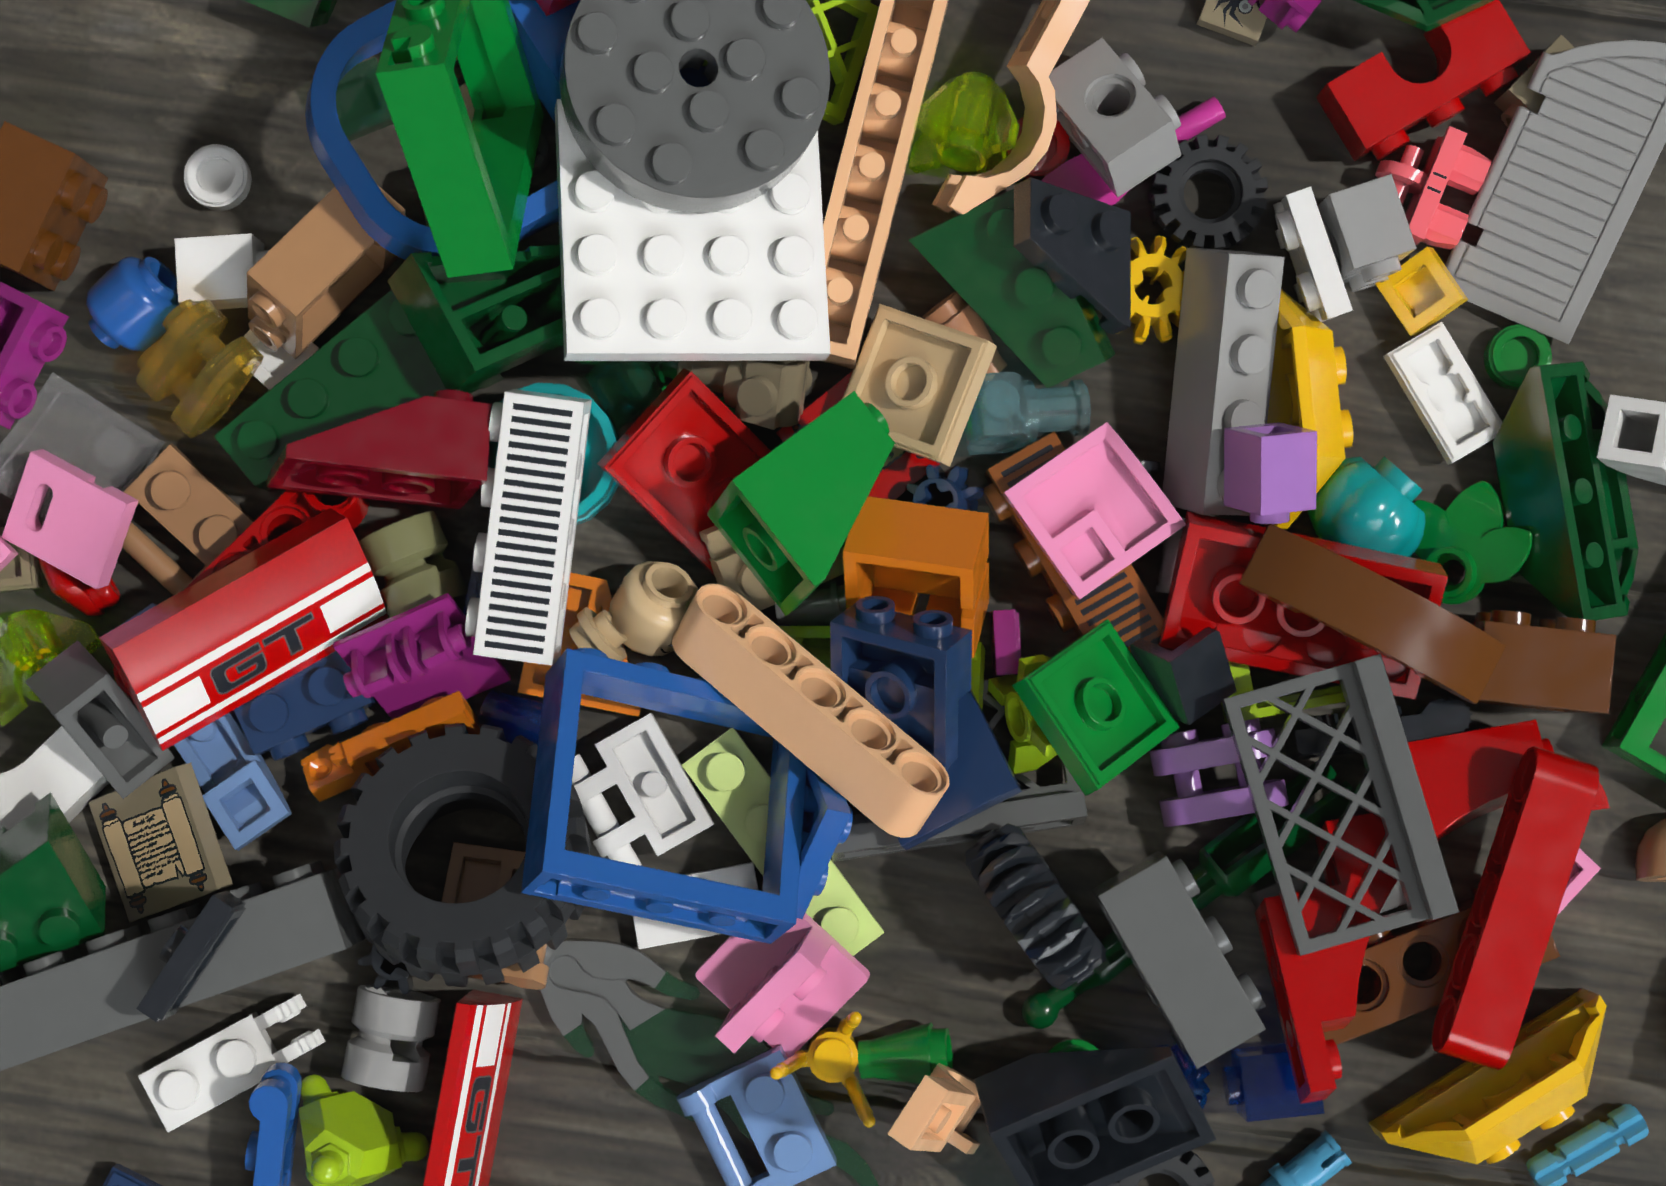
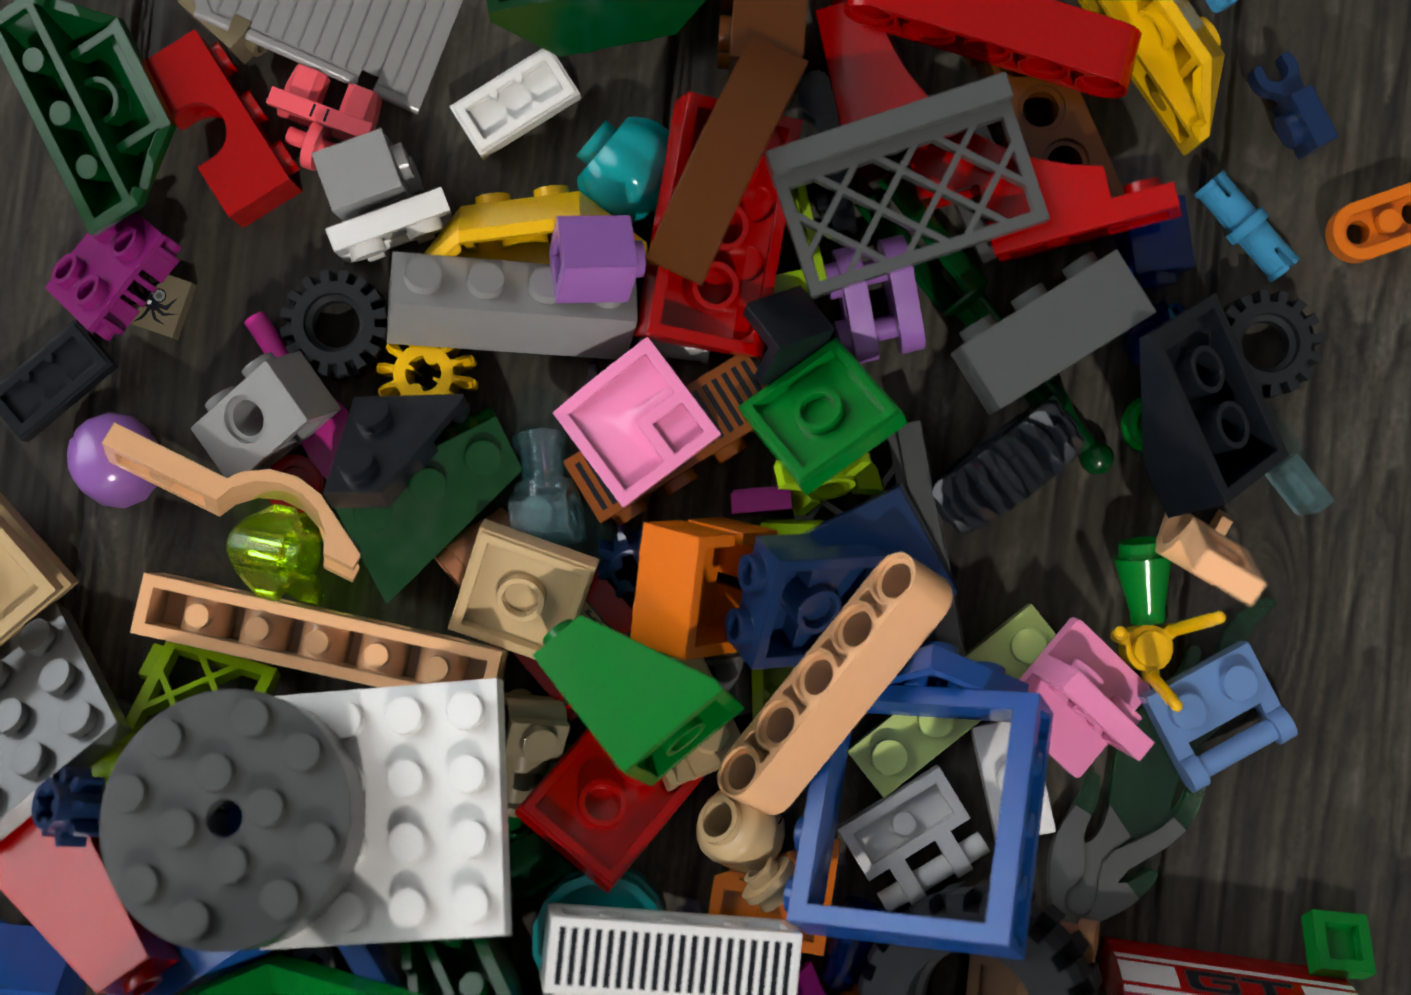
camera: 90 degrees left, 0 degrees up
(1422, 291) = (422, 125): yellow plate -> none
(1474, 536) = (647, 71): green plate -> none
(1512, 354) = (478, 40): green tile -> none

